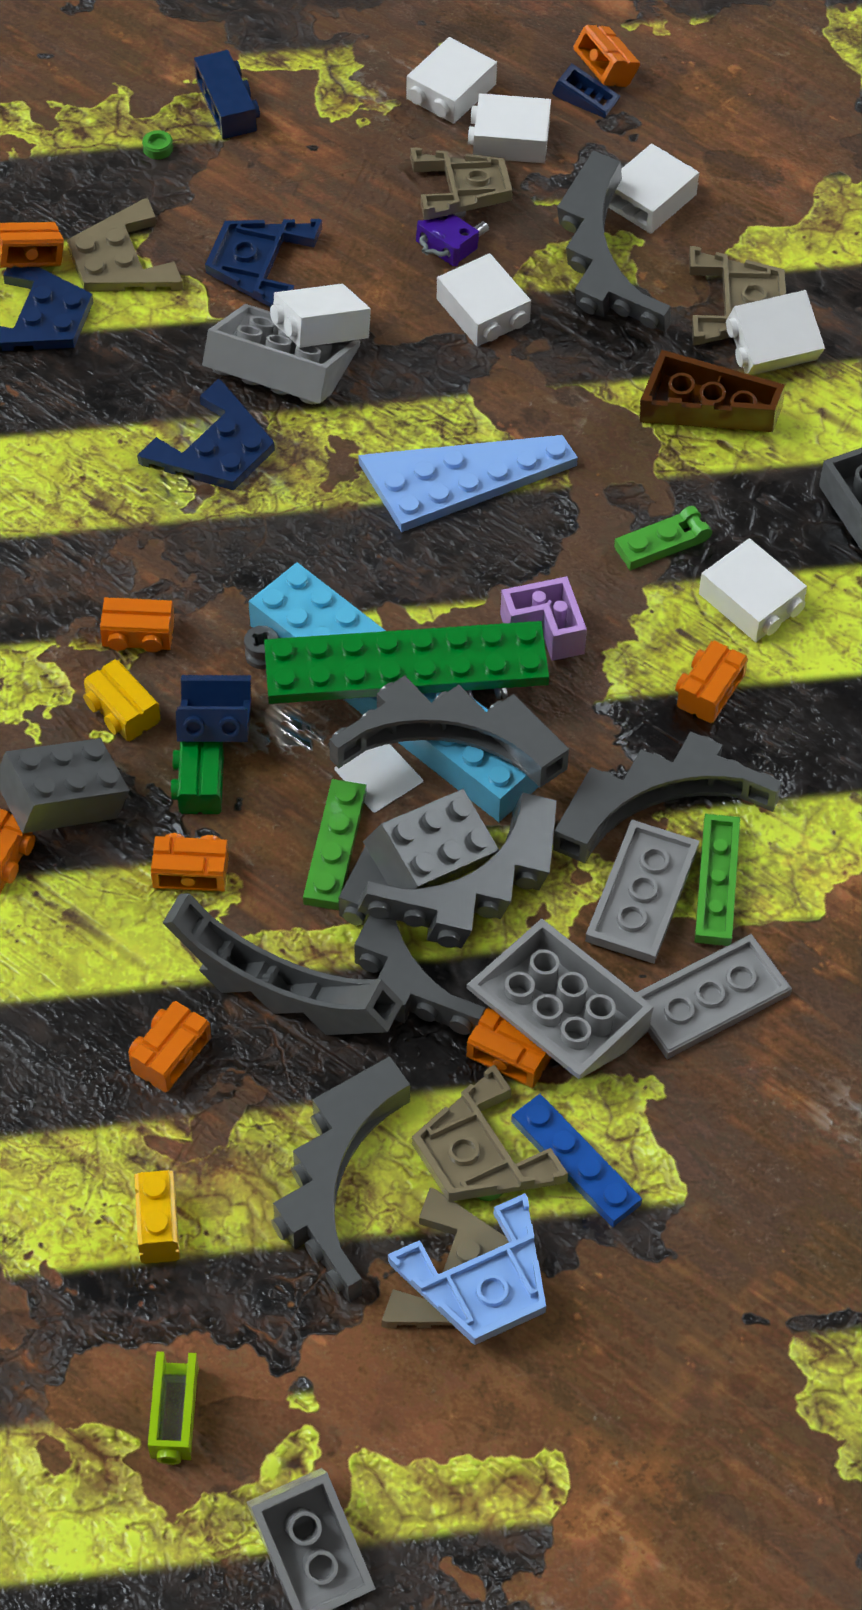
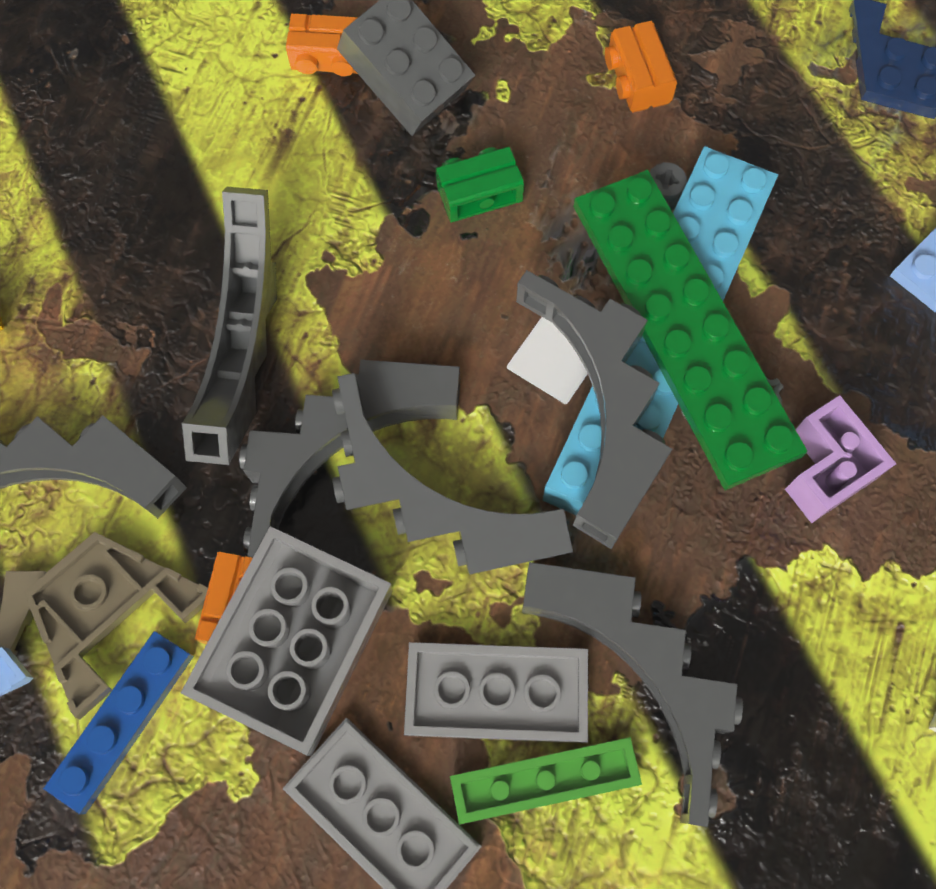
camera: 75 degrees right, 15 degrees up
(121, 701) = (541, 84): yellow brick -> none
(169, 1045) = (148, 264): orange brick -> none
(189, 863) = (369, 210): orange brick -> none
(214, 708) = (552, 167): dark blue panel -> none
(334, 844) = (451, 339): bright green plate -> none
(431, 843) = (451, 432): brick -> none
(711, 681) = (835, 688): orange brick -> none

